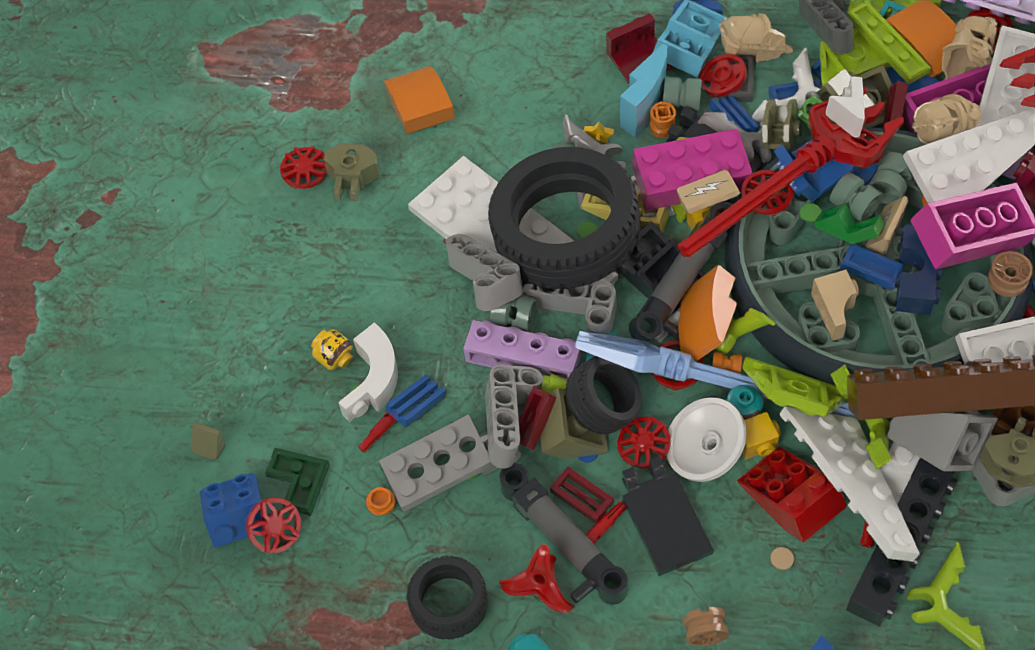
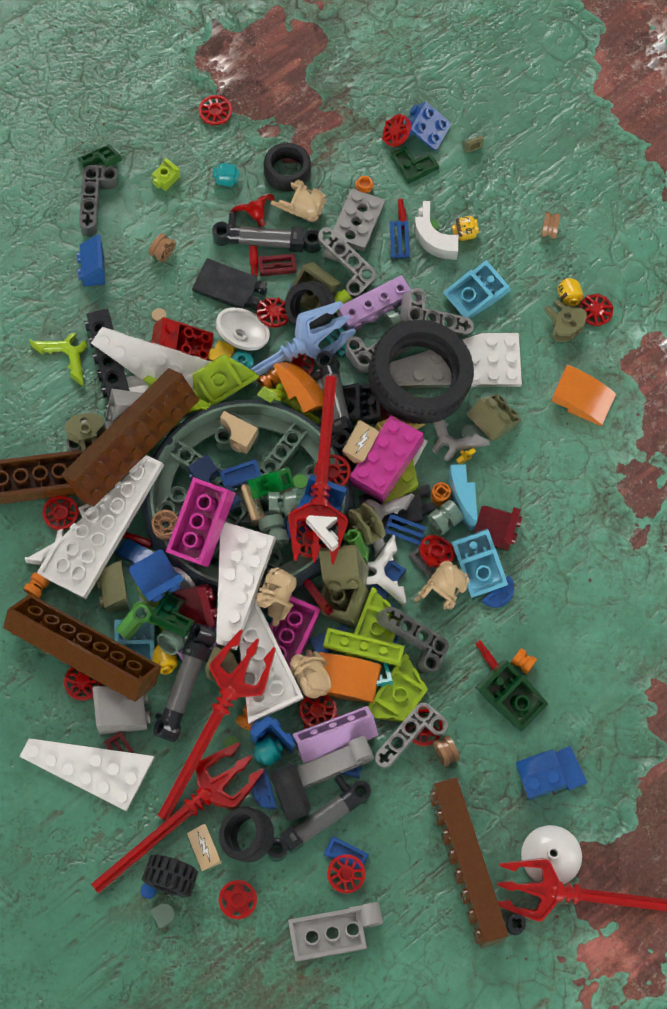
camera: 125 degrees right, 10 degrees up
(244, 274) = (550, 225): none -> medium nougat wheel
(310, 195) = (570, 292): none -> yellow head
(399, 277) = (477, 290): none -> medium azure slope
(479, 531) = (303, 204): none -> tan helmet
(526, 137) = (494, 416): none -> olive slope
(534, 417) = (334, 272): dark red tile -> none

